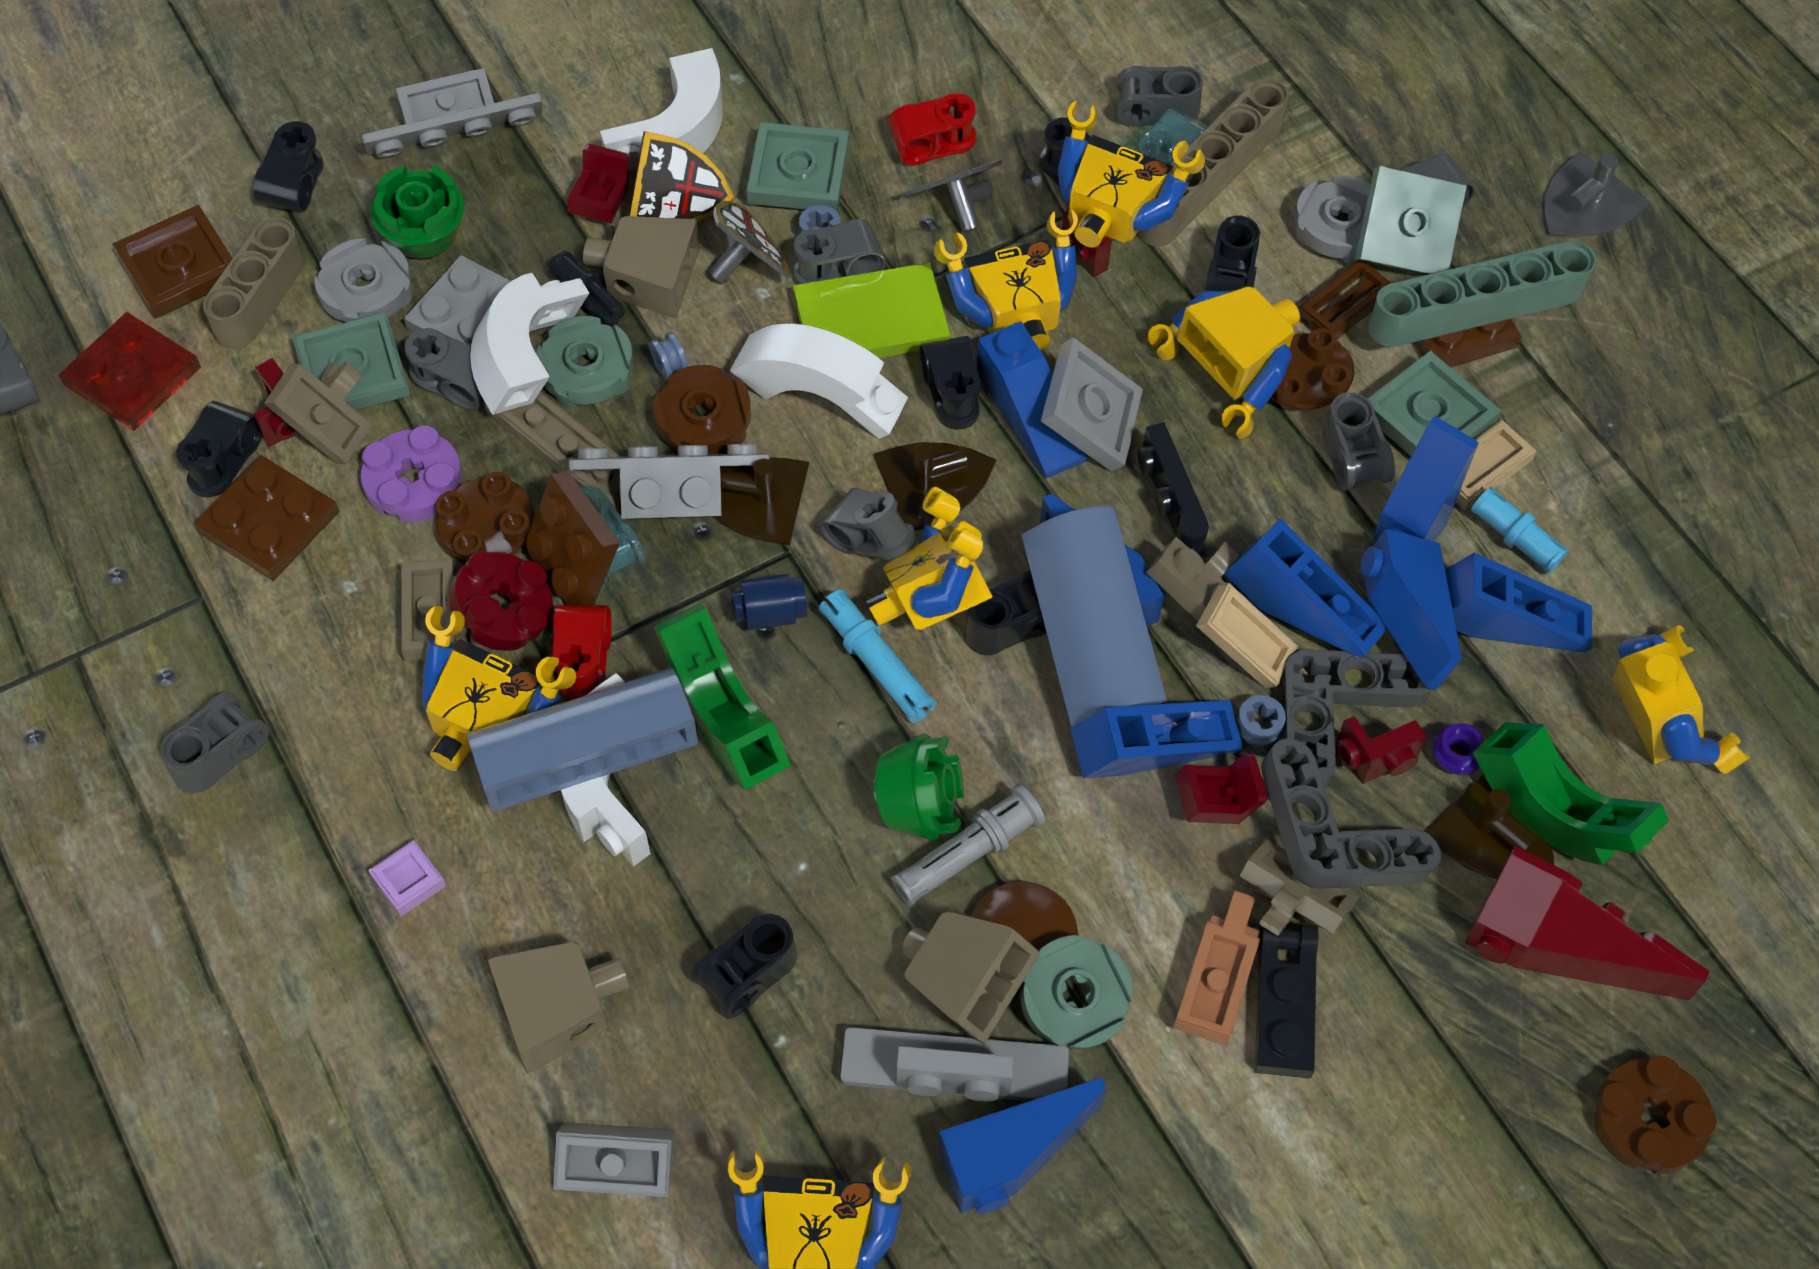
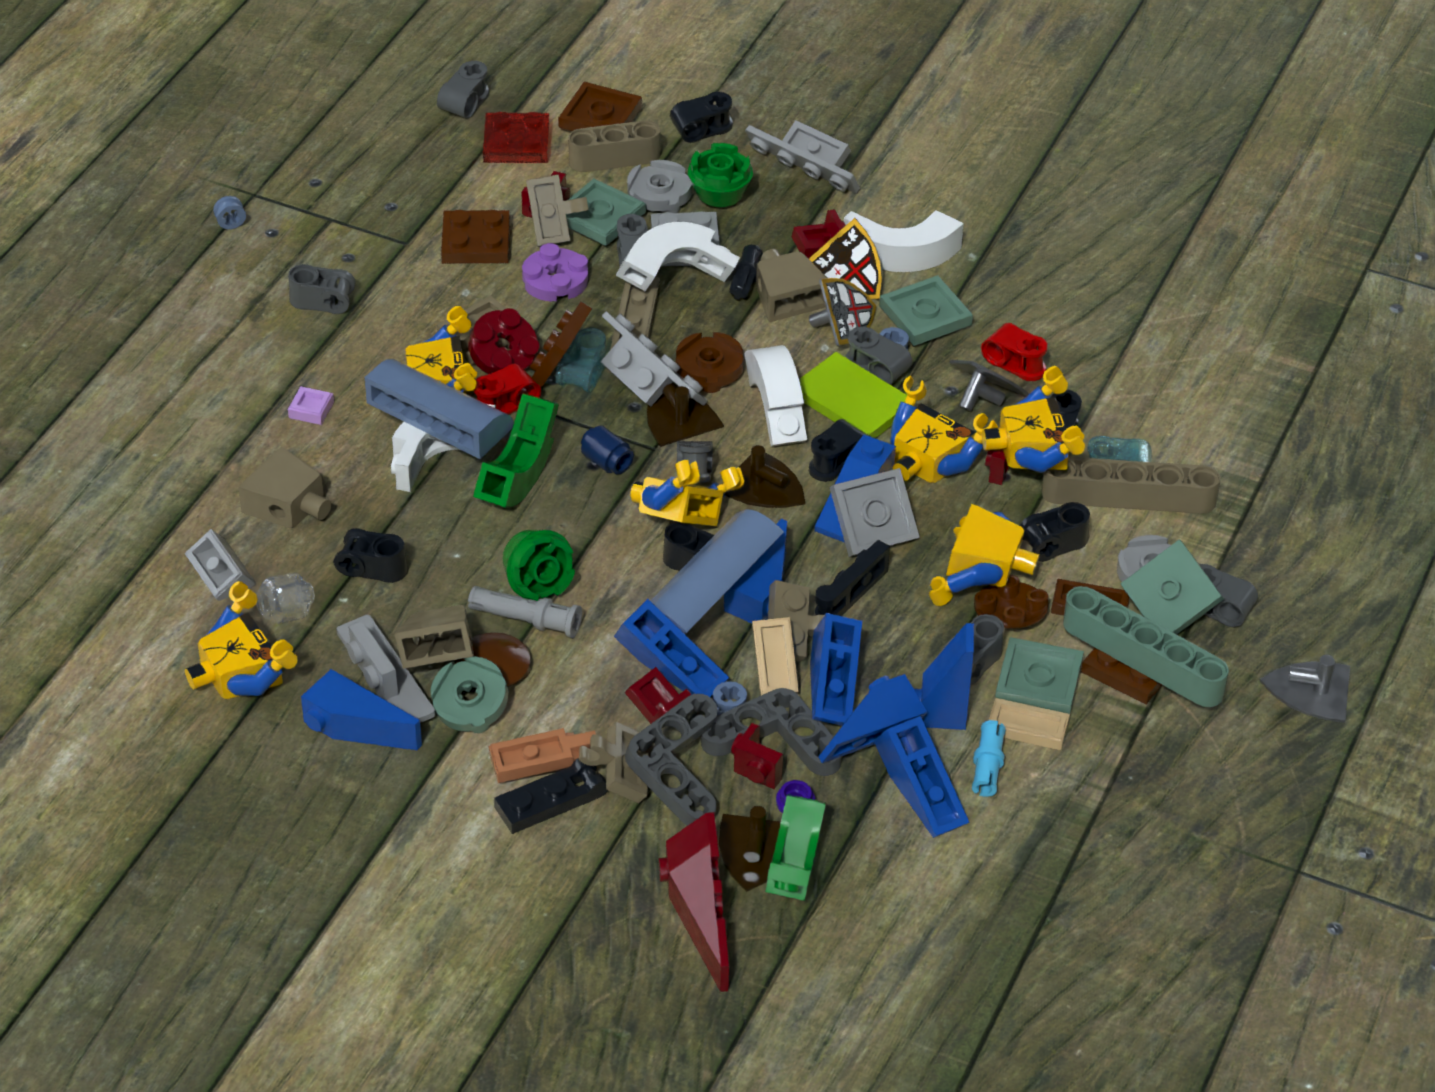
camera: 55 degrees right, 15 degrees down
(217, 447) = (498, 190): black piece -> none
(484, 516) = (547, 310): reddish brown dish -> none
(592, 383) = (680, 299): sand green plate -> none
(668, 355) = (732, 324): sand blue bush -> none
(749, 1112) = (285, 598): none -> clear head
(864, 640) = (617, 506): medium azure pin -> none
(1158, 91) = (1160, 432): dark grey piece -> none
(1667, 704) = (914, 868): yellow torso -> none
(1676, 1093) = (613, 979): reddish brown plate -> none

